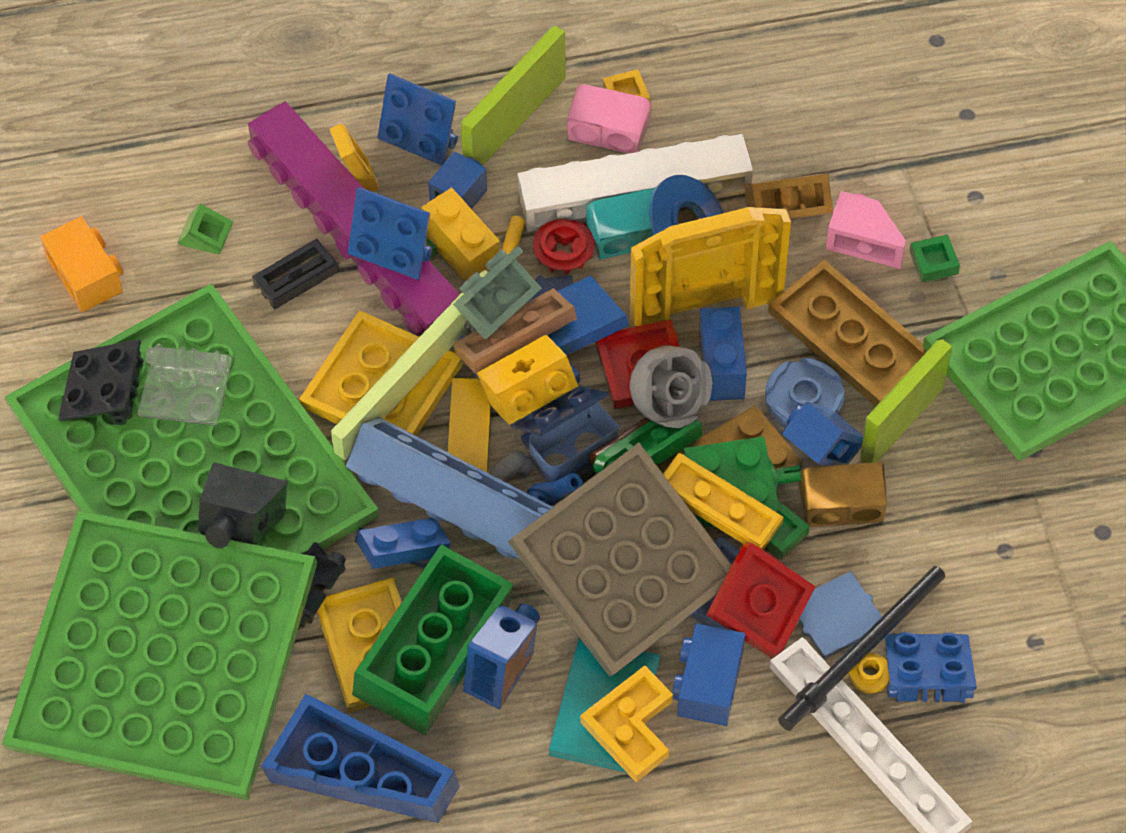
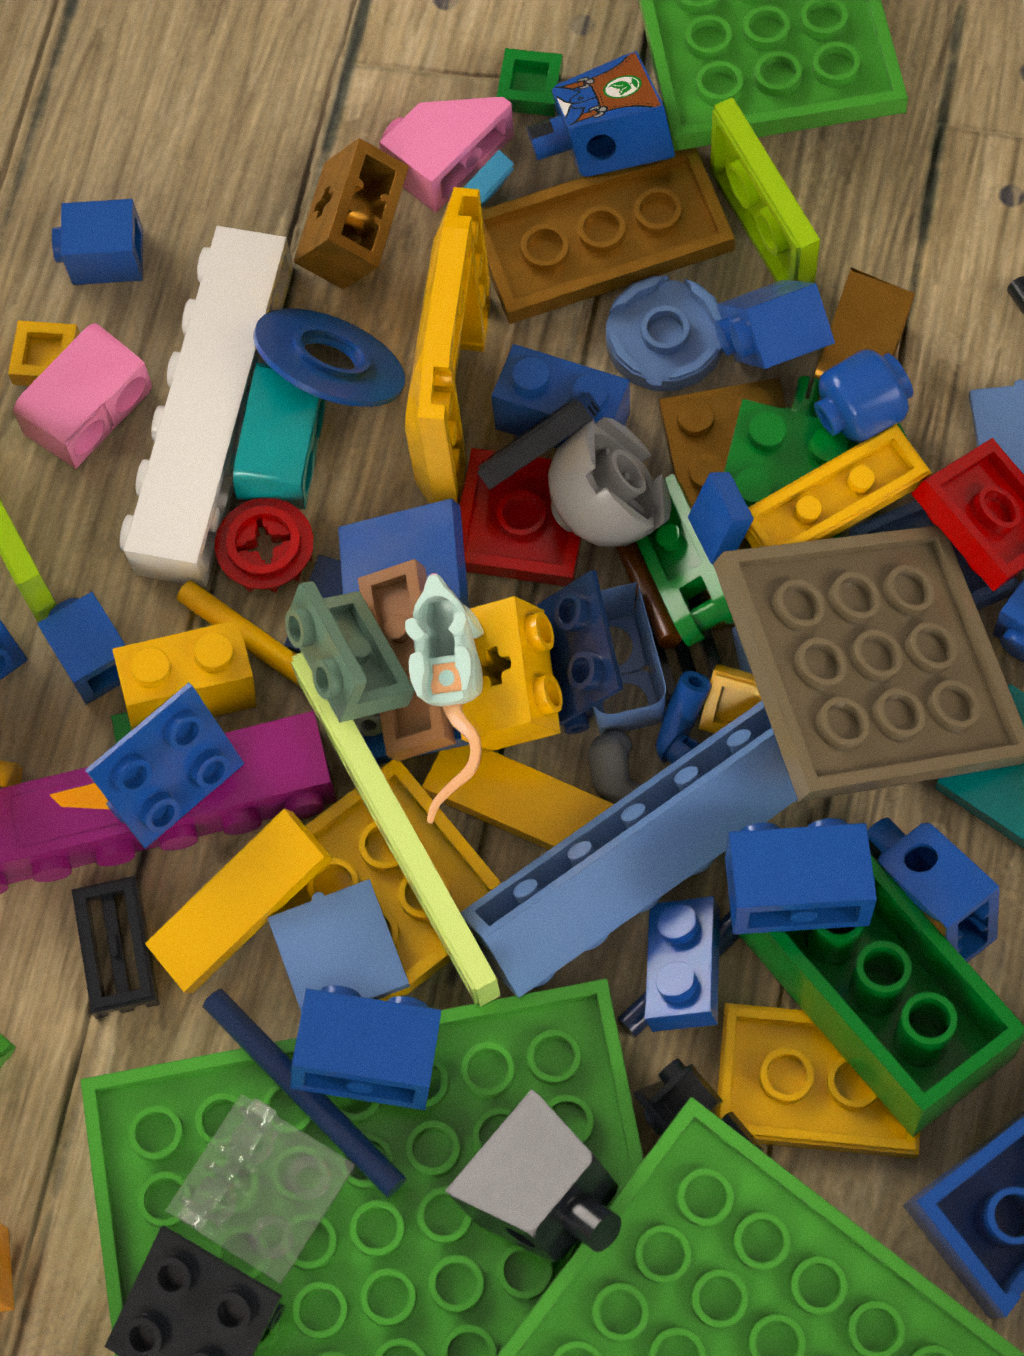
camera: 60 degrees left, 10 degrees up
(246, 386) = (314, 1105): none -> dark blue bar
(279, 397) = (365, 1047): none -> blue brick
(333, 372) = (339, 943): none -> medium blue piece
(341, 313) = (238, 901): none -> yellow tile
(463, 558) = (799, 877): none -> blue brick
(508, 338) = (447, 667): none -> light aqua animal
(674, 445) = (720, 515): none -> blue tile
(679, 337) = (538, 439): none -> black tile
(710, 88) = (100, 241): none -> blue brick
(791, 491) = (863, 395): none -> blue head
(847, 259) = (491, 176): none -> dark azure tile
(923, 300) = (606, 119): none -> blue torso

